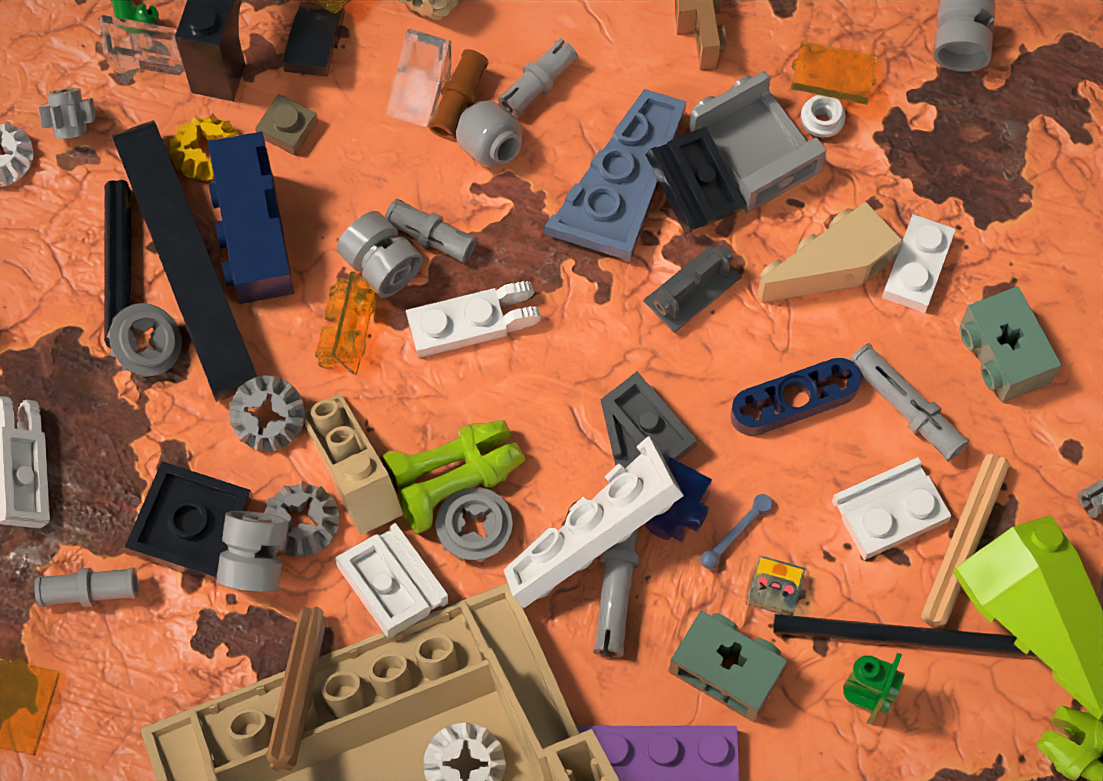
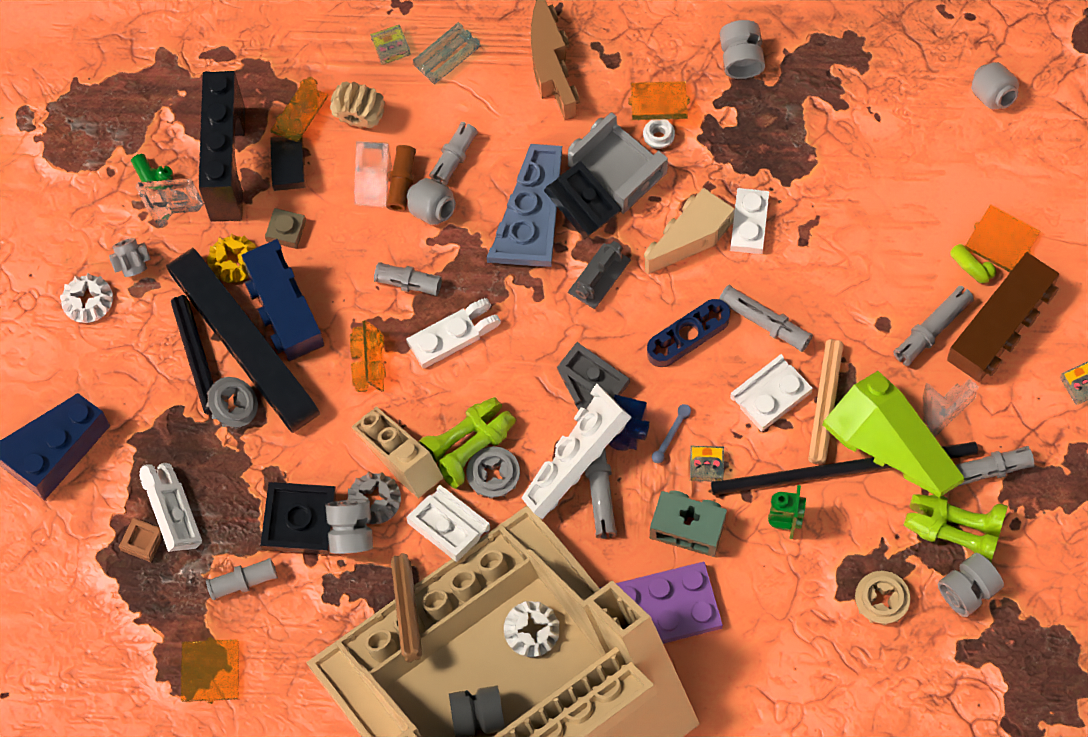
camera: 10 degrees left, 0 degrees up
(284, 401) = (342, 421): light grey gear -> none
(376, 250) = (374, 301): light grey wheel -> none
(1009, 321) = (822, 247): sand green brick -> none

